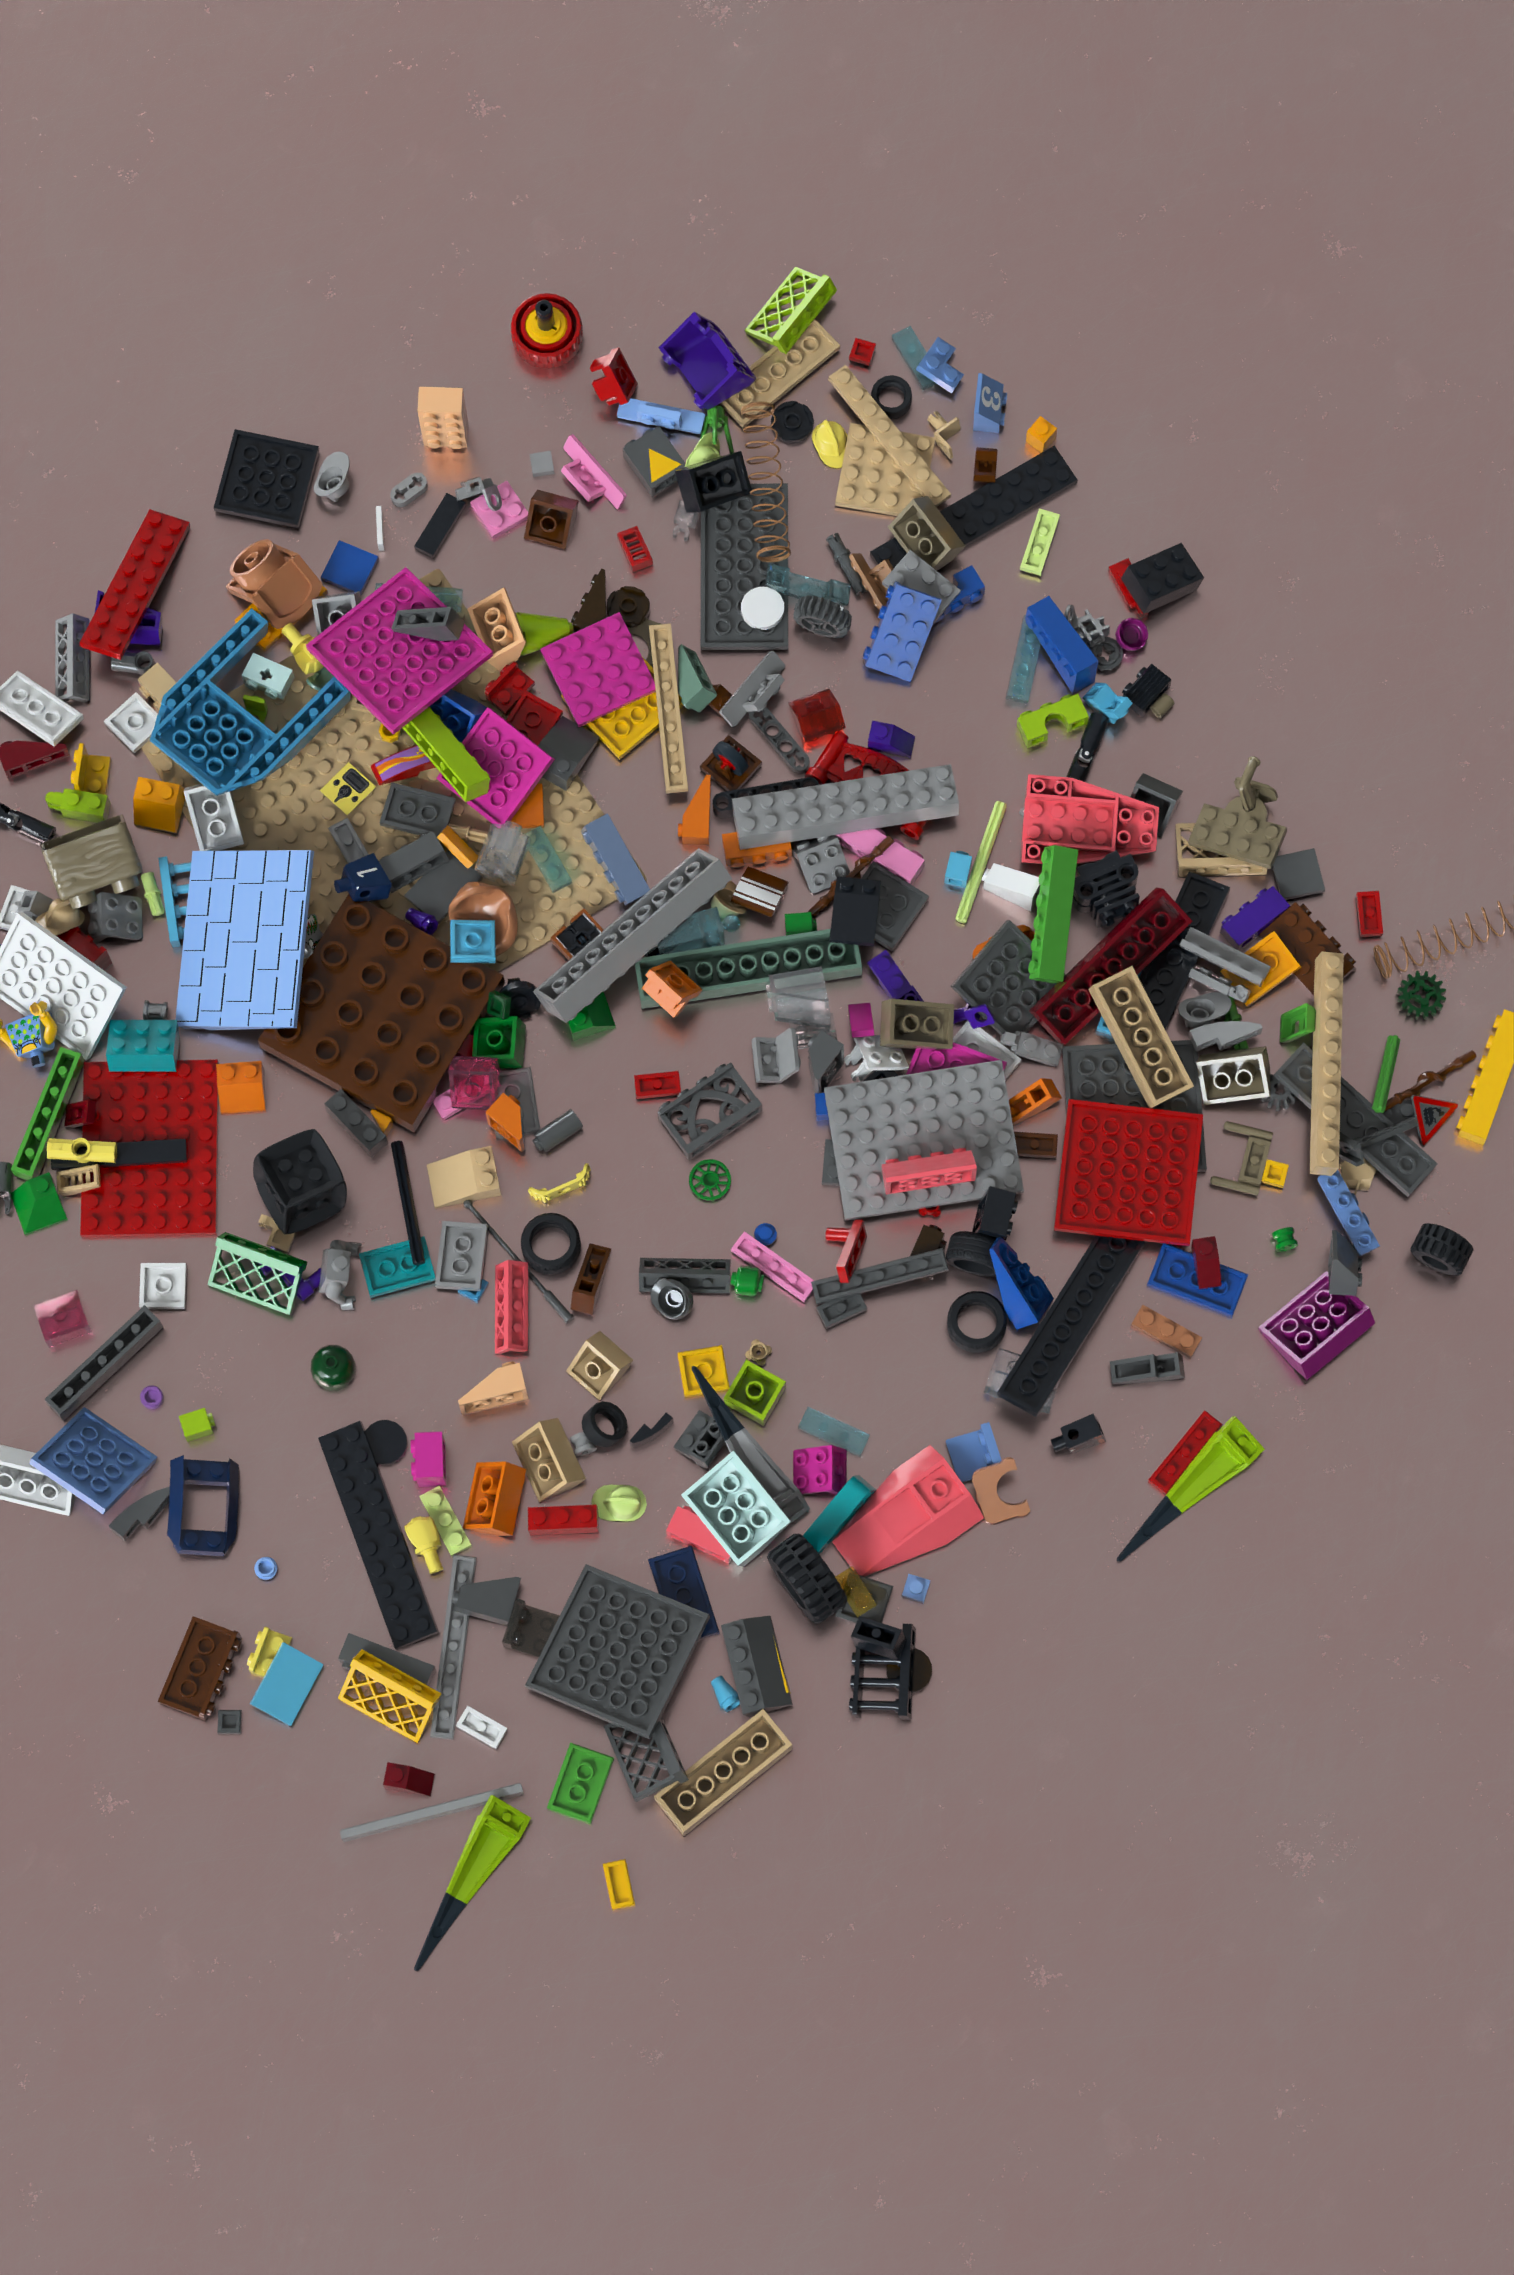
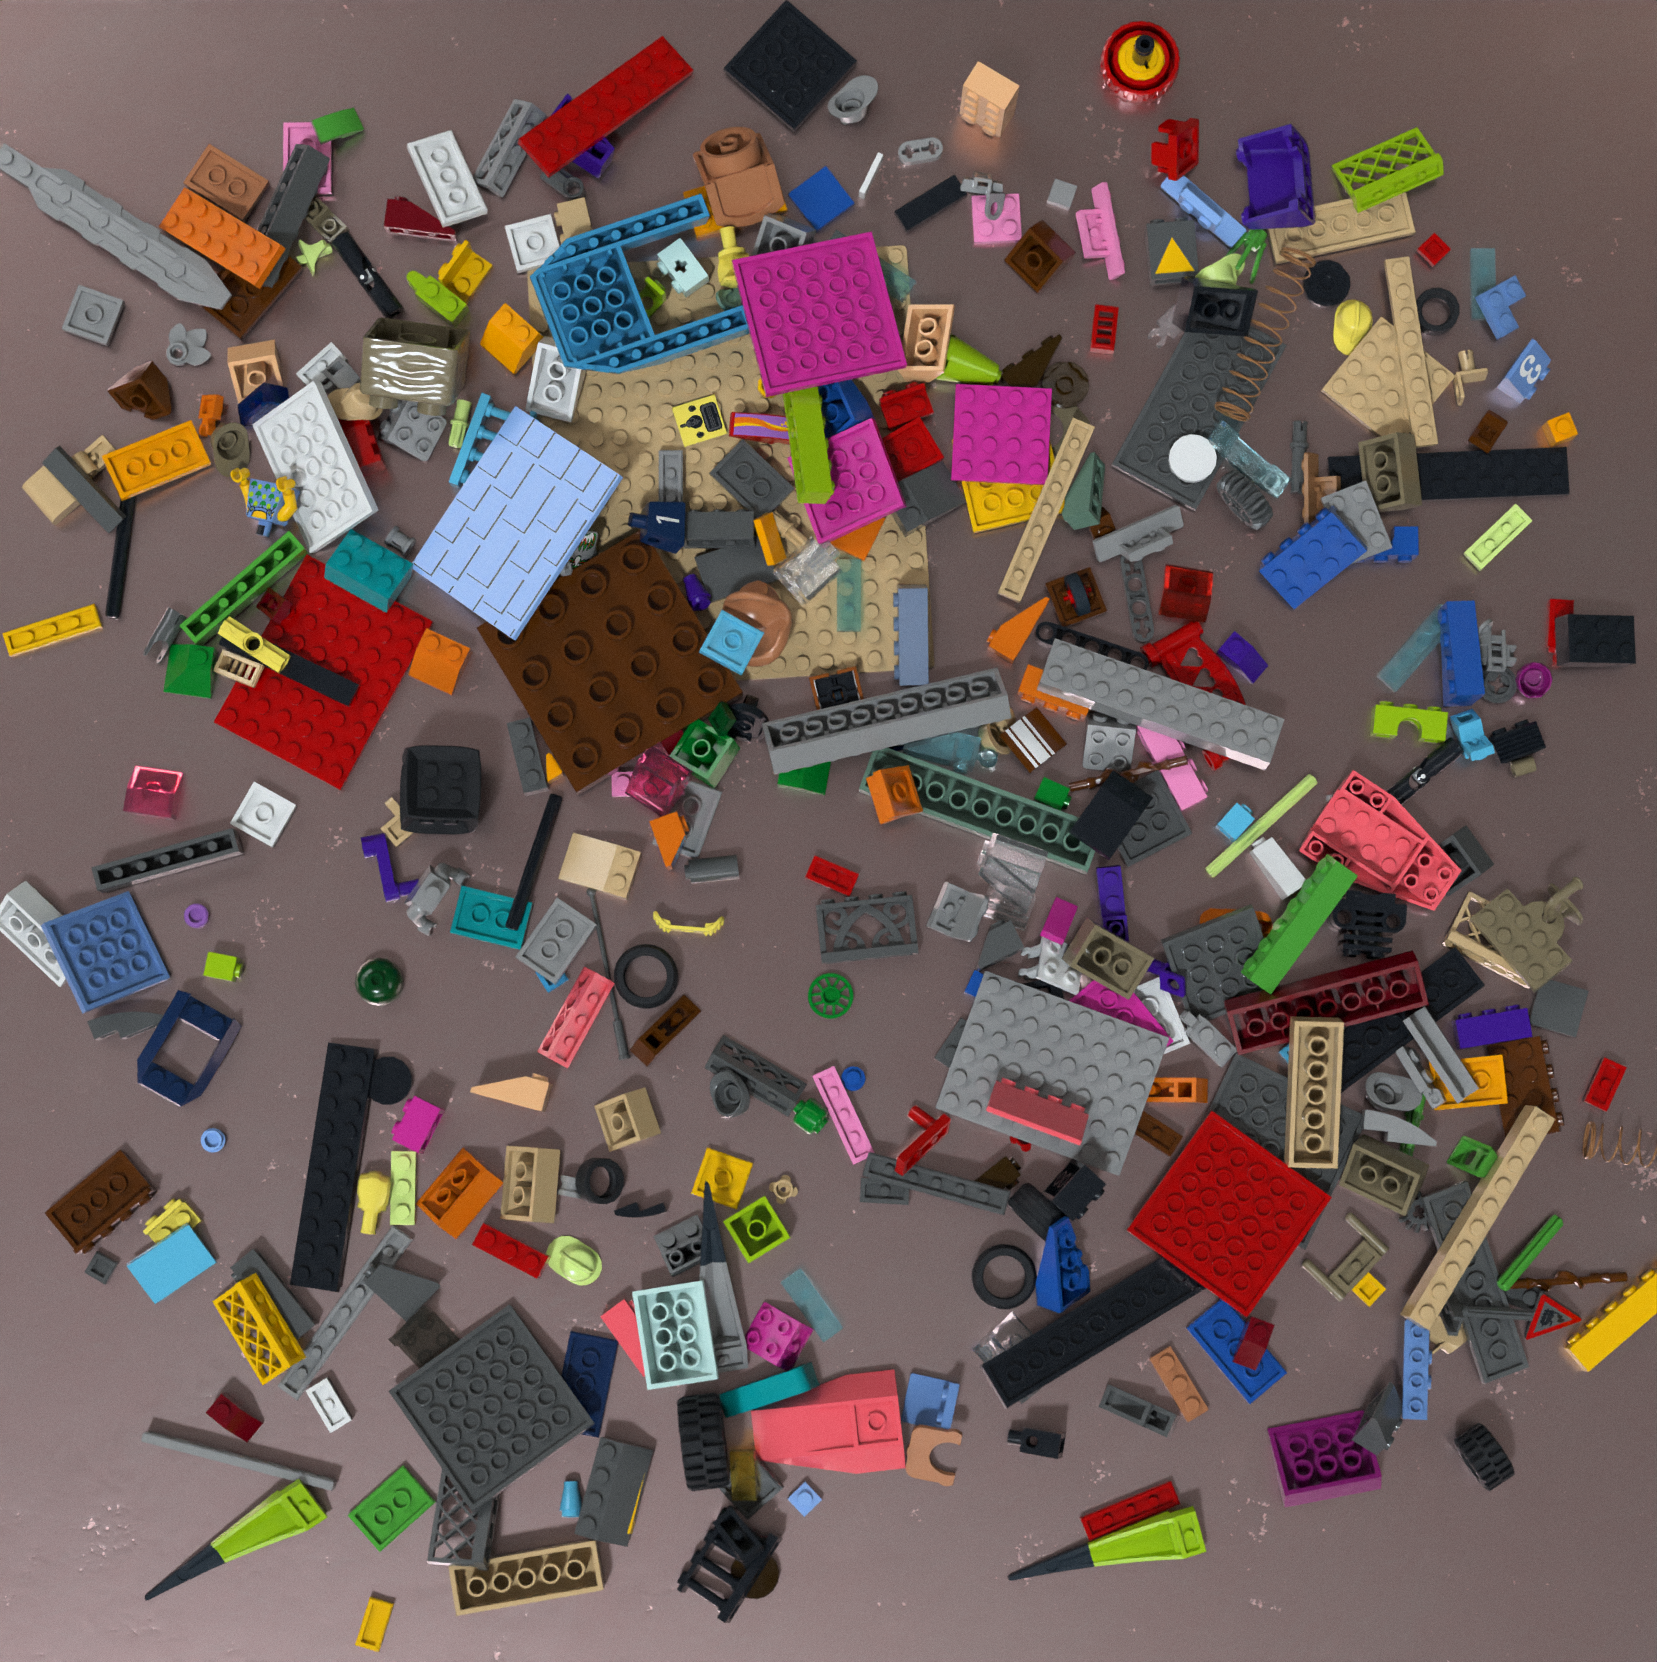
camera: 25 degrees right, 10 degrees up
(257, 1254) = (366, 841): fence -> none
(429, 623) = (862, 305): dark grey slope -> none
(1284, 1239) = (1341, 1359): green wheel -> none
(1430, 993) = (1612, 1184): dark green gear -> none

